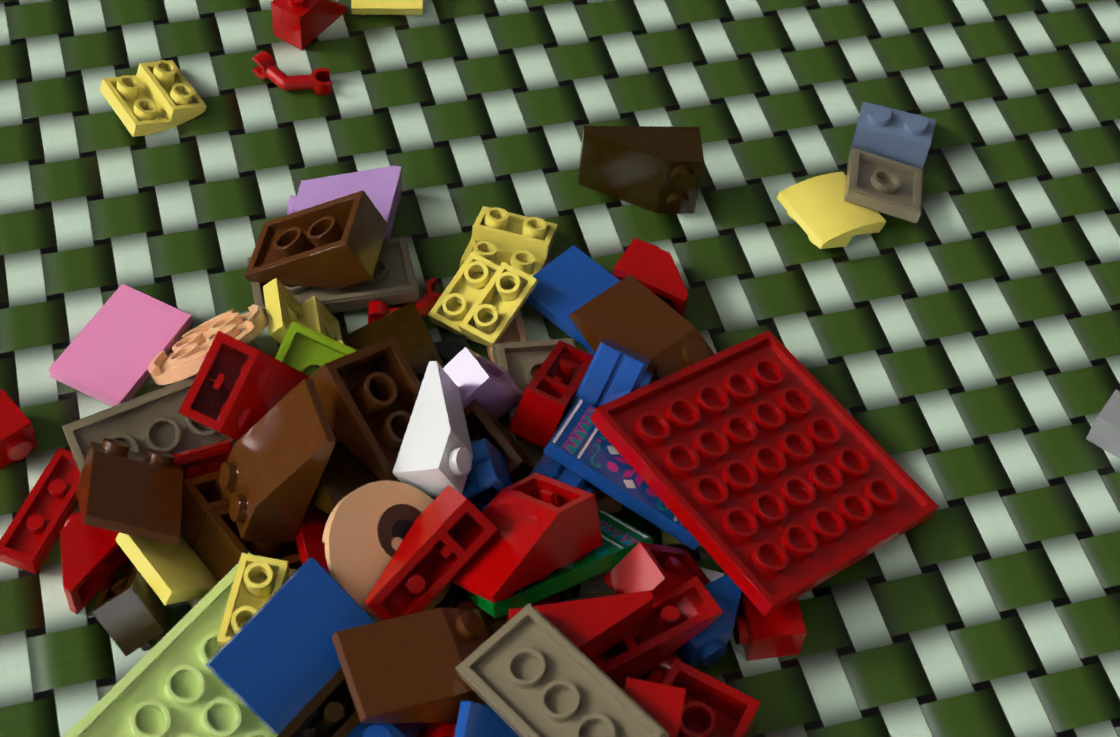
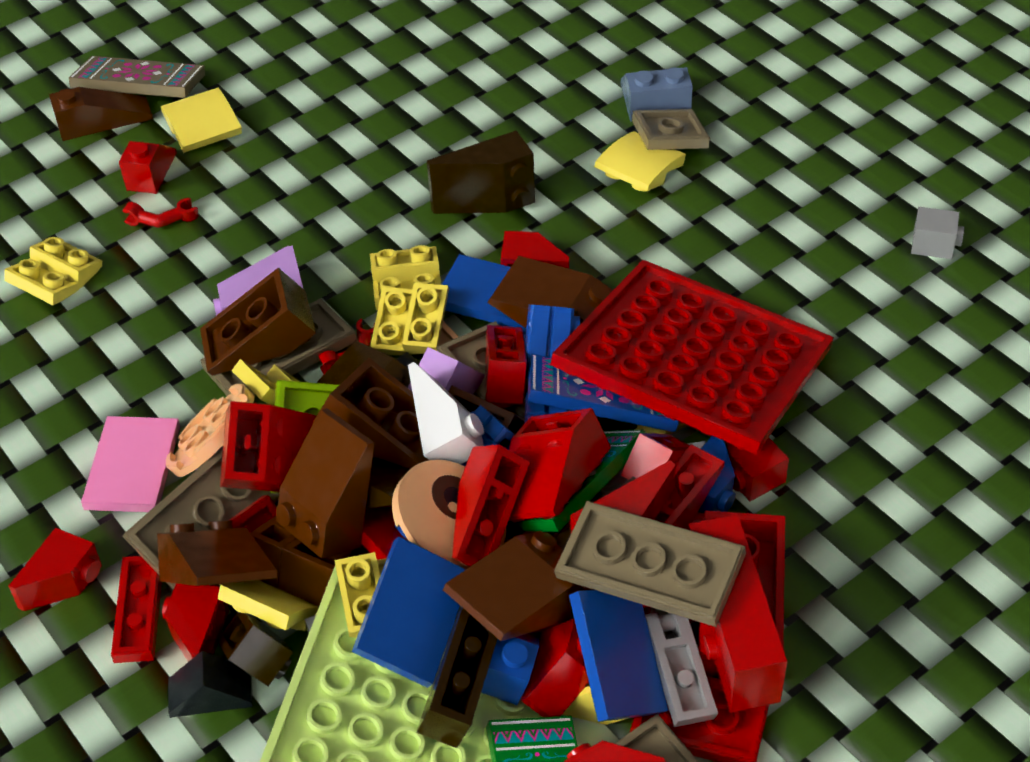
camera: 15 degrees left, 5 degrees down
(68, 629) = (207, 686): none -> black slope

